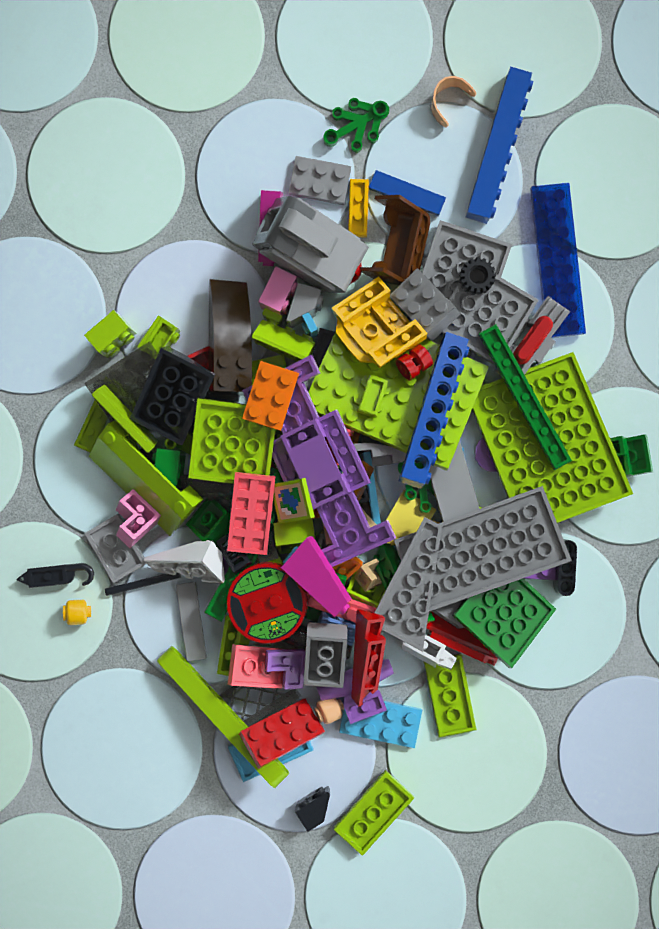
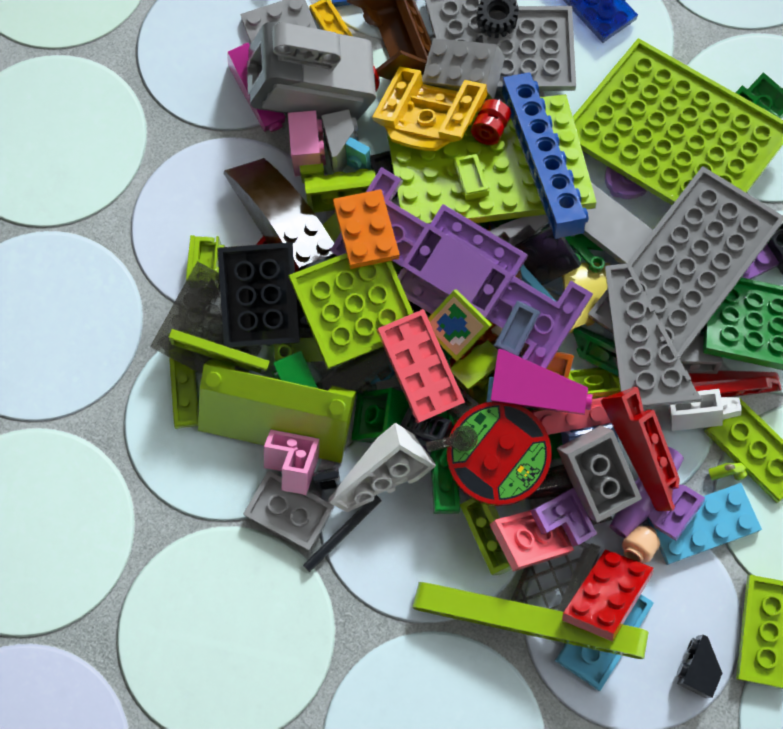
camera: 35 degrees left, 15 degrees down
(55, 575) = (235, 583): black plate -> none
(76, 612) = (286, 610): yellow head -> none
(110, 334) = (149, 282): lime brick -> none
(152, 542) = (327, 479): none -> black slope
(191, 621) = (424, 542): light grey tile -> none
(247, 581) = (462, 438): none -> clear smoke plate
(331, 529) = (517, 328): none -> sand blue tile
(367, 576) = (585, 369): tan panel -> none
(387, 483) = (548, 256): none -> black plate
(422, 698) = (727, 469): none -> lime arm
(524, 397) = (623, 99): green tile -> none
(538, 339) = (596, 49): piece -> none

